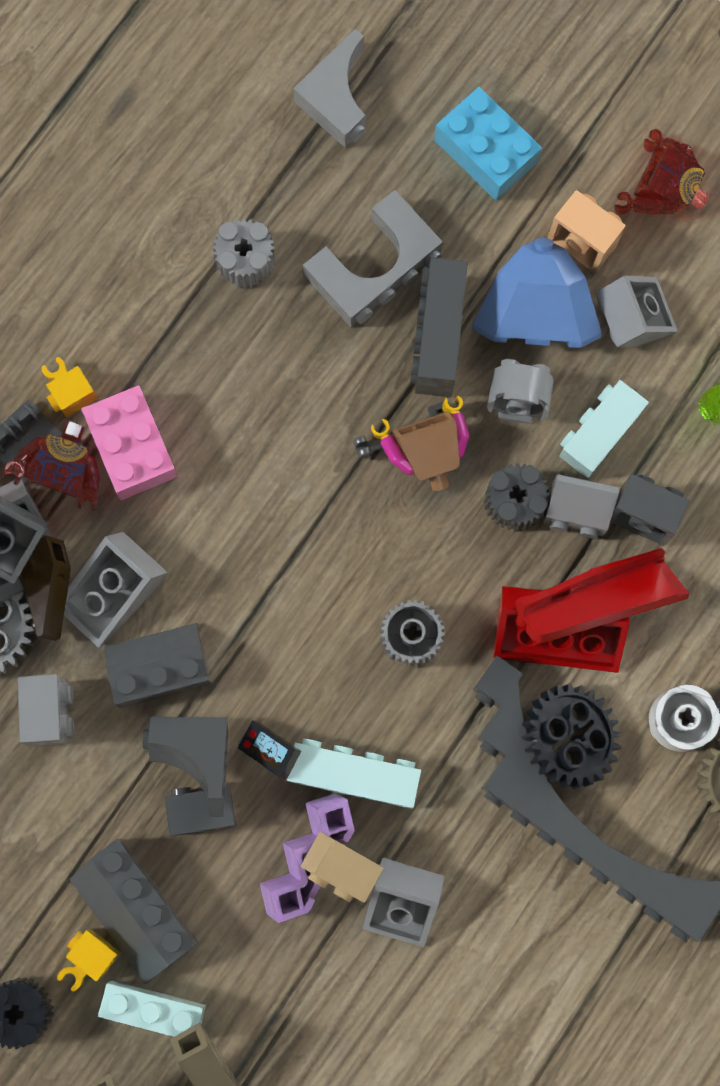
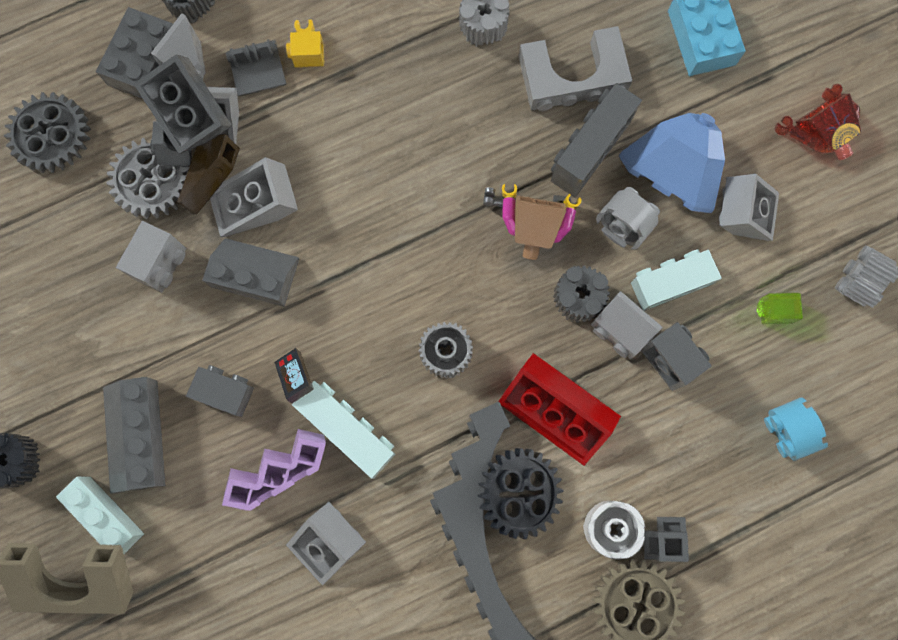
camera: 35 degrees right, 0 degrees up
(59, 465) = (265, 92): clear red torso -> none
(90, 955) = (81, 451): yellow brick -> none
(129, 442) = (325, 105): bright pink brick -> none
(196, 747) = (243, 344): dark grey arch -> none
(341, 867) = (290, 492): tan brick -> none
(586, 231) = (745, 128): light nougat brick -> none
(600, 597) = (601, 401): red piece -> none

